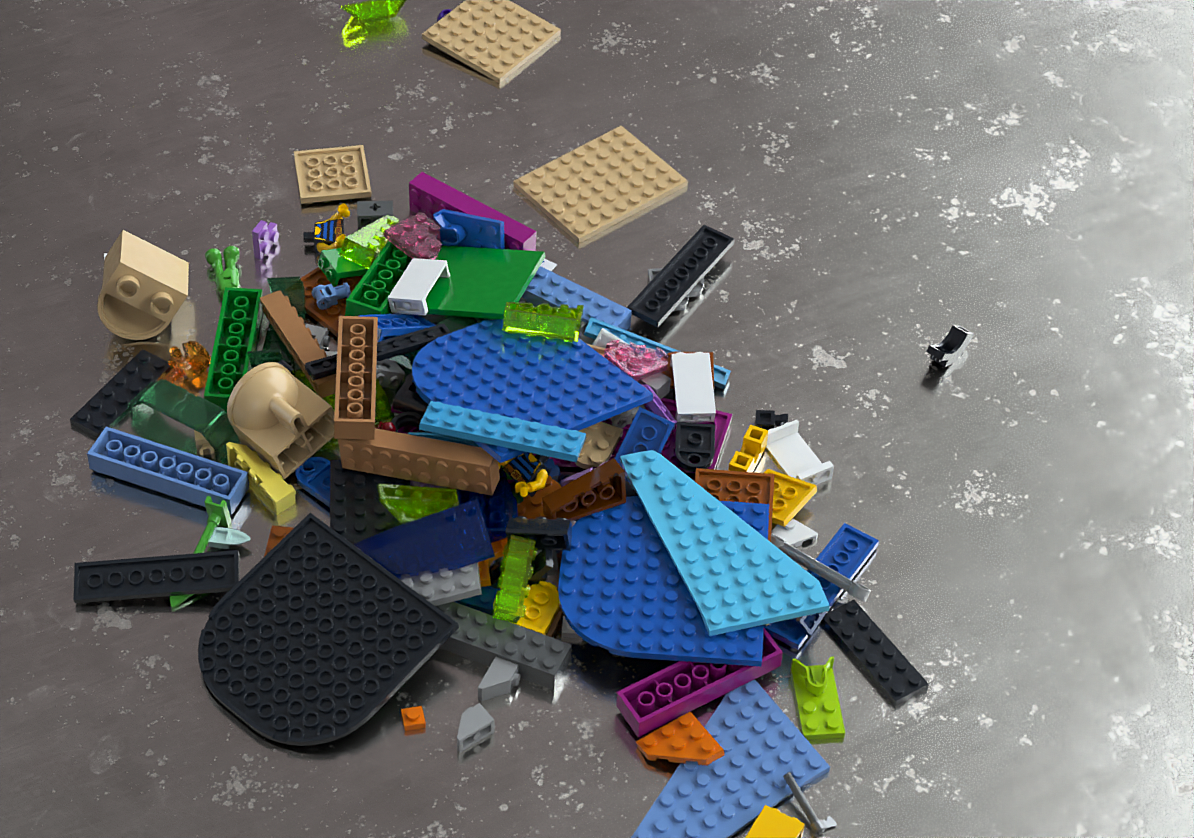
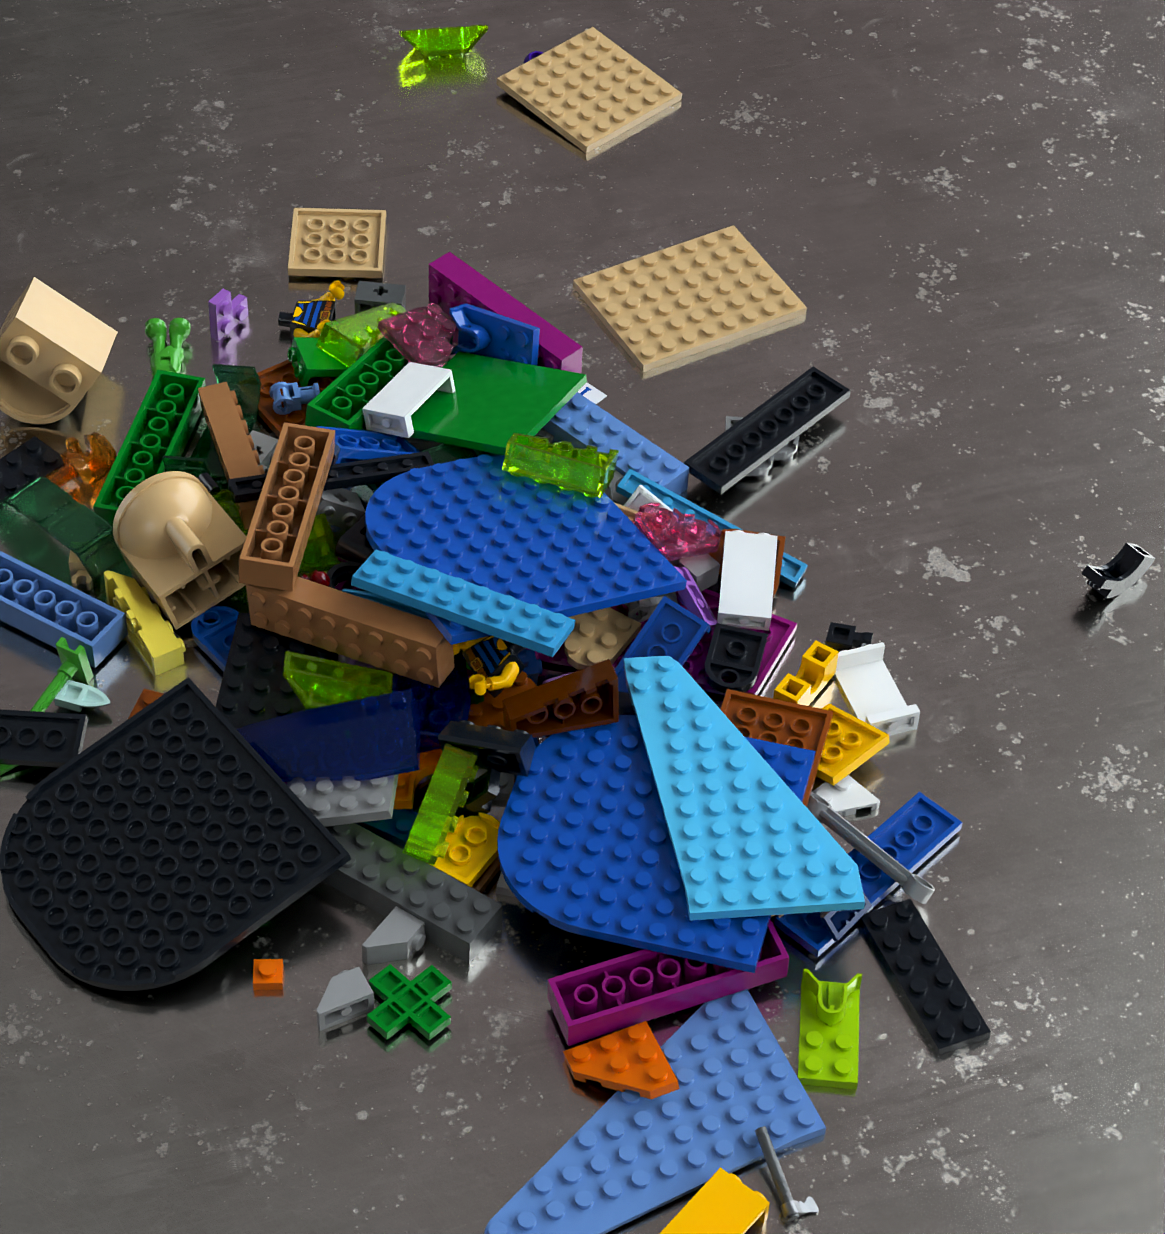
camera: 10 degrees right, 0 degrees up
(519, 723) = (409, 1002): none -> green plate

